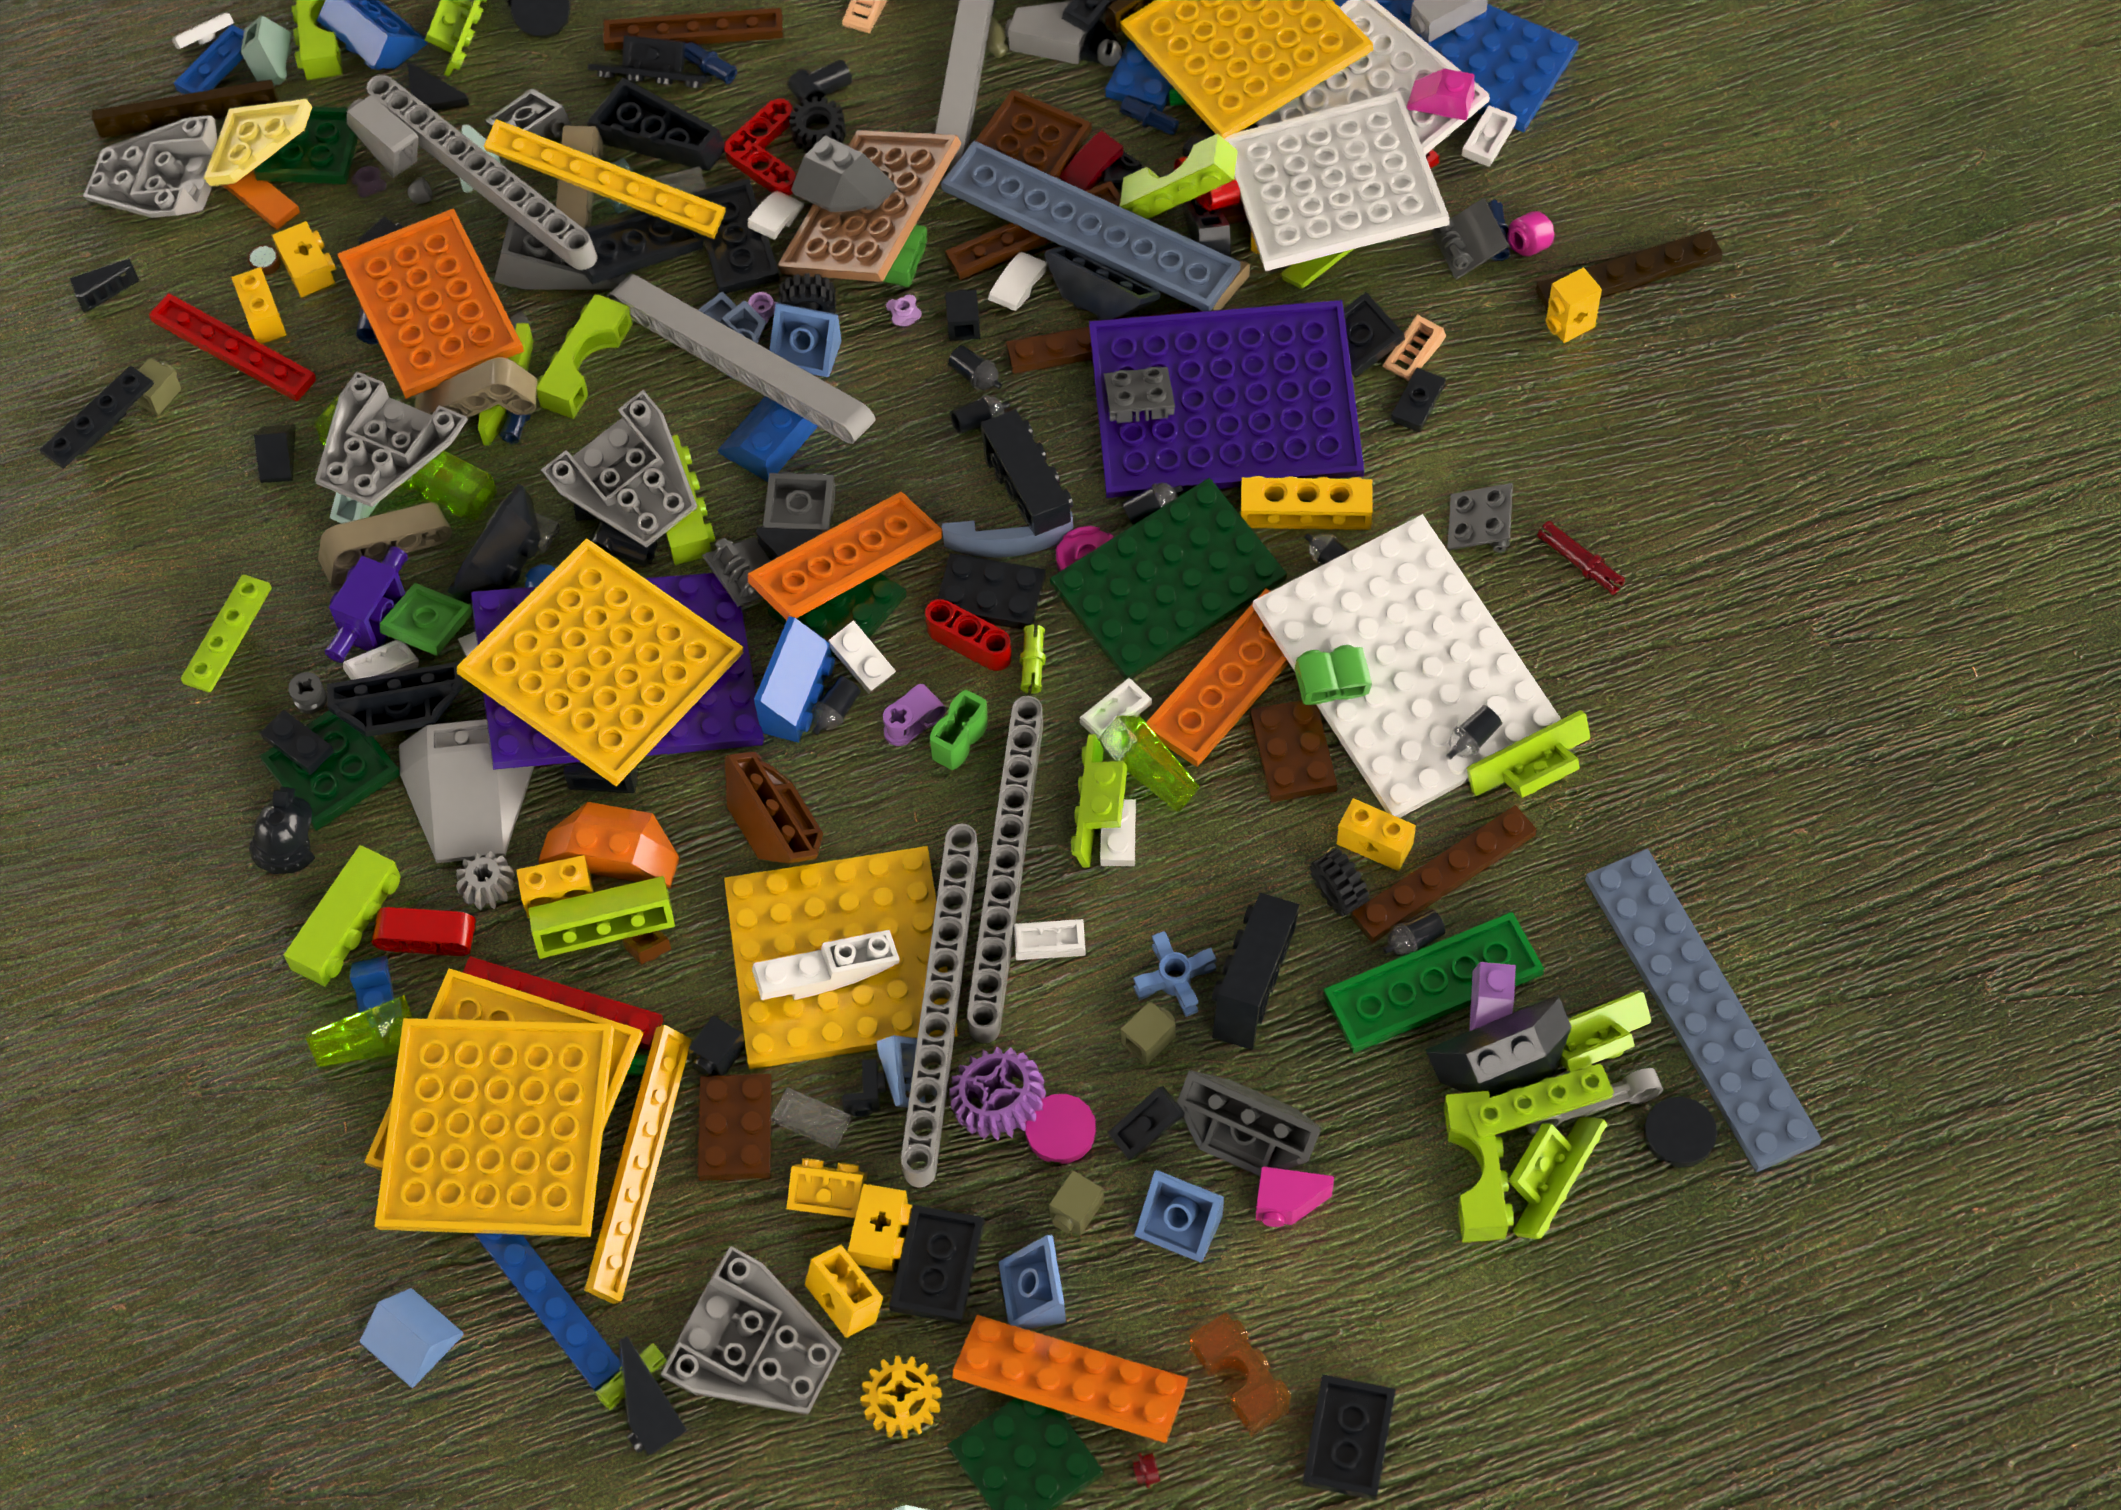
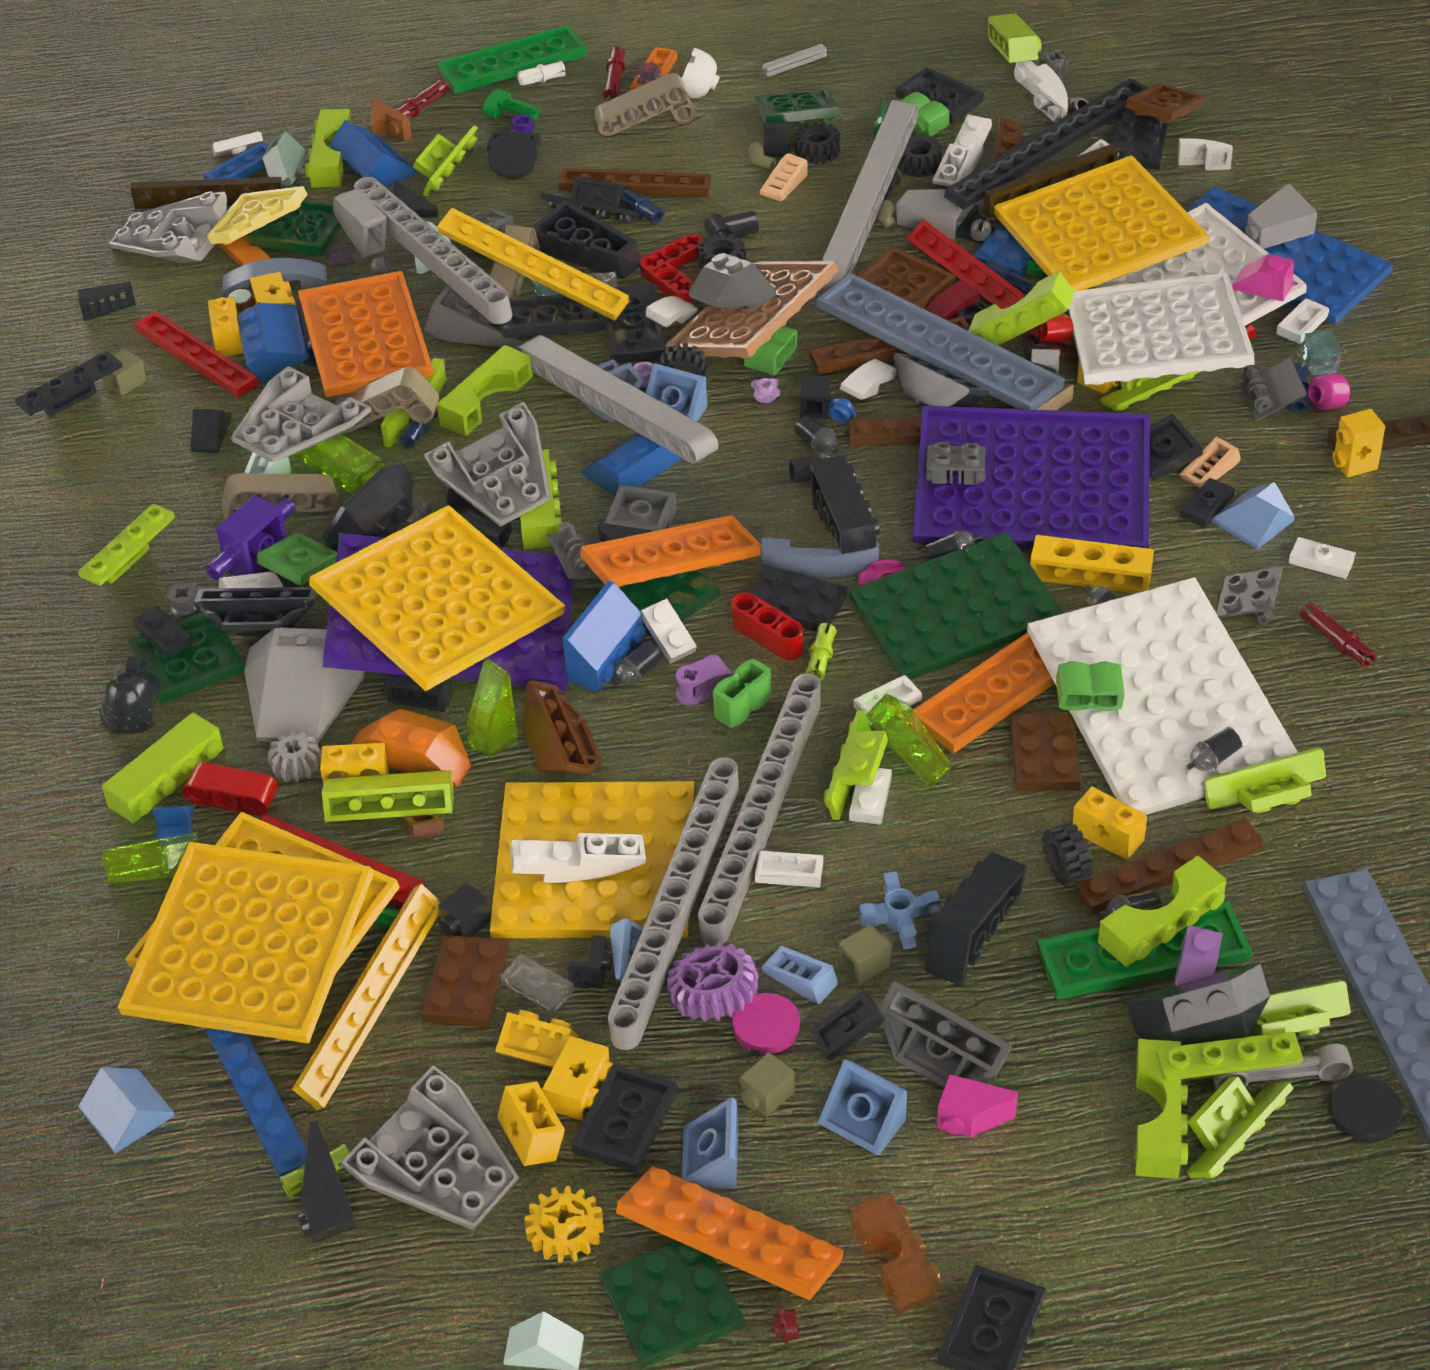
camera: 10 degrees right, 15 degrees down
(321, 319) = (272, 338): none -> blue slope
(335, 210) = (308, 272): none -> sand blue slope
(693, 800) = (492, 712): none -> clear neon green slope
(995, 329) = (841, 410): none -> blue plate
(1102, 110) = (963, 265): none -> red plate
(1104, 1073) = (815, 987): none -> light blue slope
(1422, 969) = (1133, 932): none -> lime arch
(1472, 410) = (1256, 515): none -> medium blue slope
(1515, 179) = (1321, 352): none -> clear light blue brick
(1550, 457) = (1322, 557): none -> white plate

